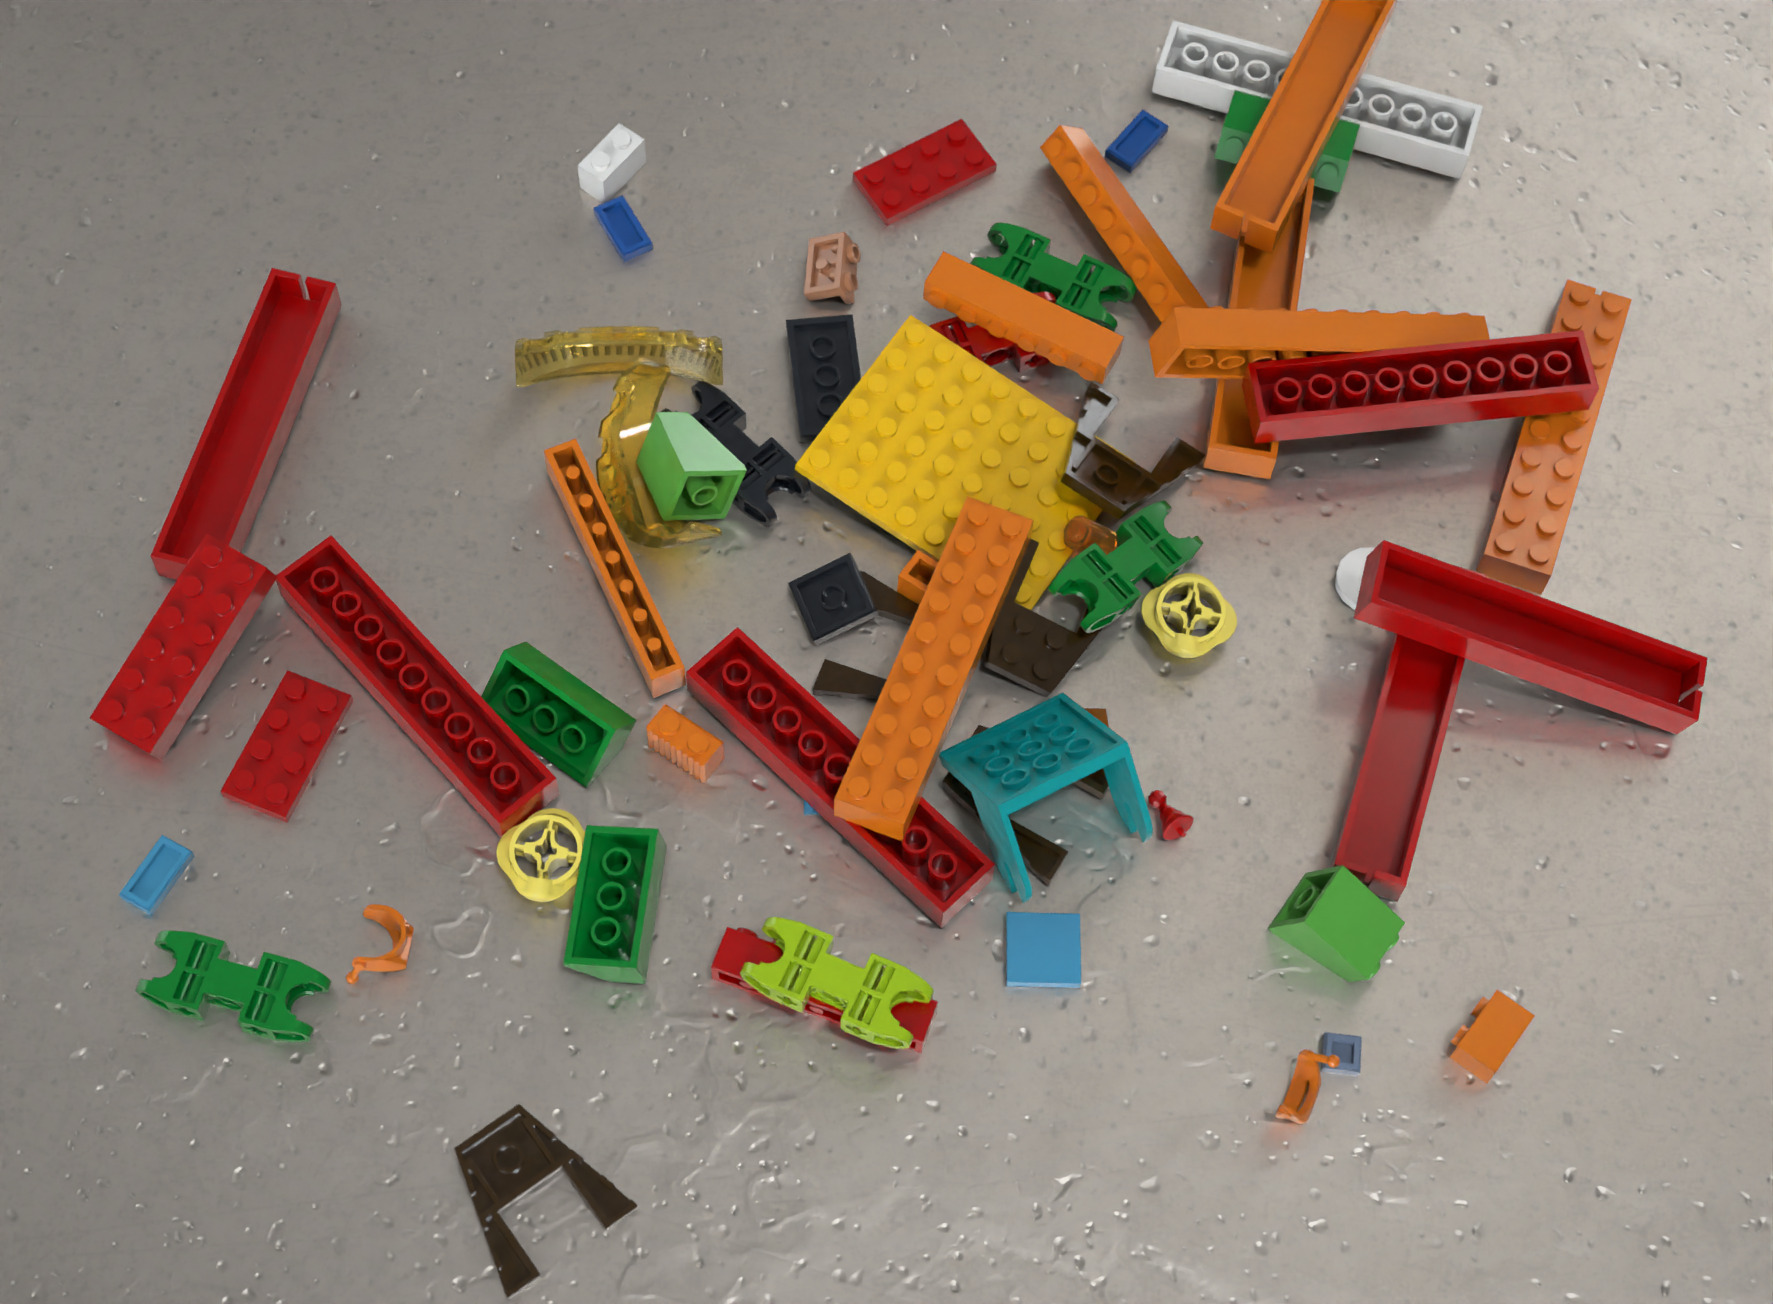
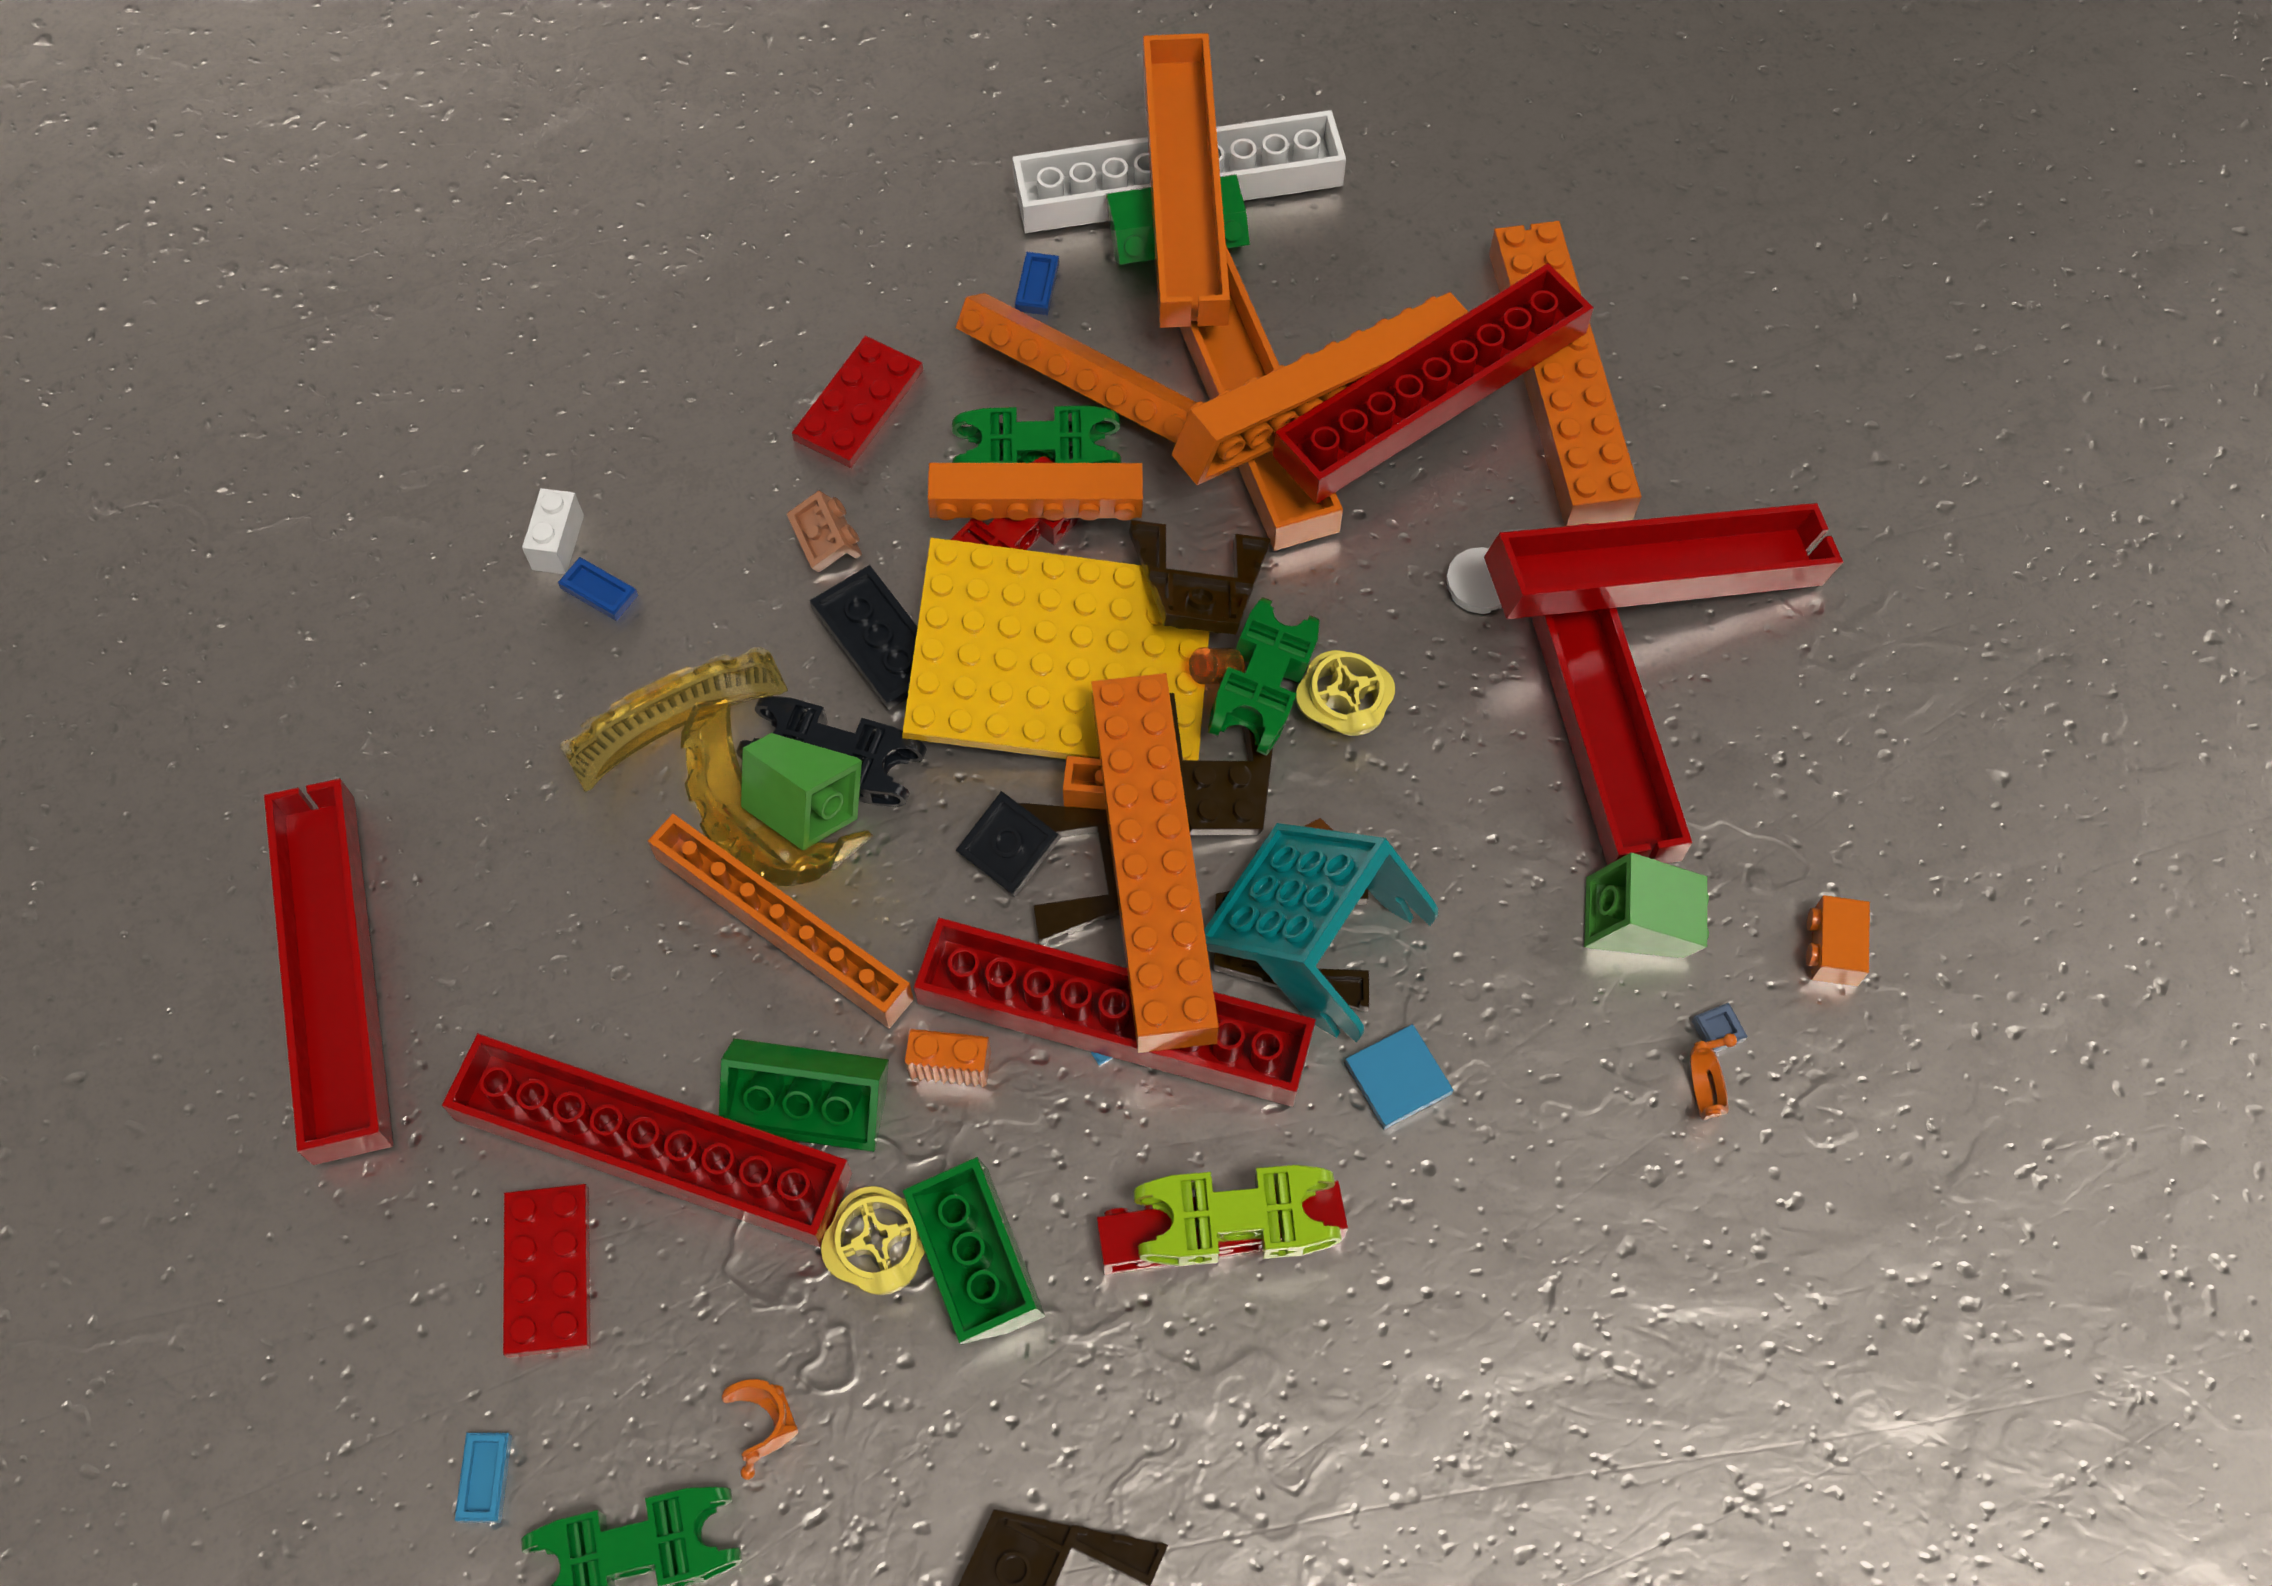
camera: 25 degrees left, 0 degrees up
(184, 646) = (385, 1228): red brick -> none
(1173, 821) = (1444, 891): red piece -> none

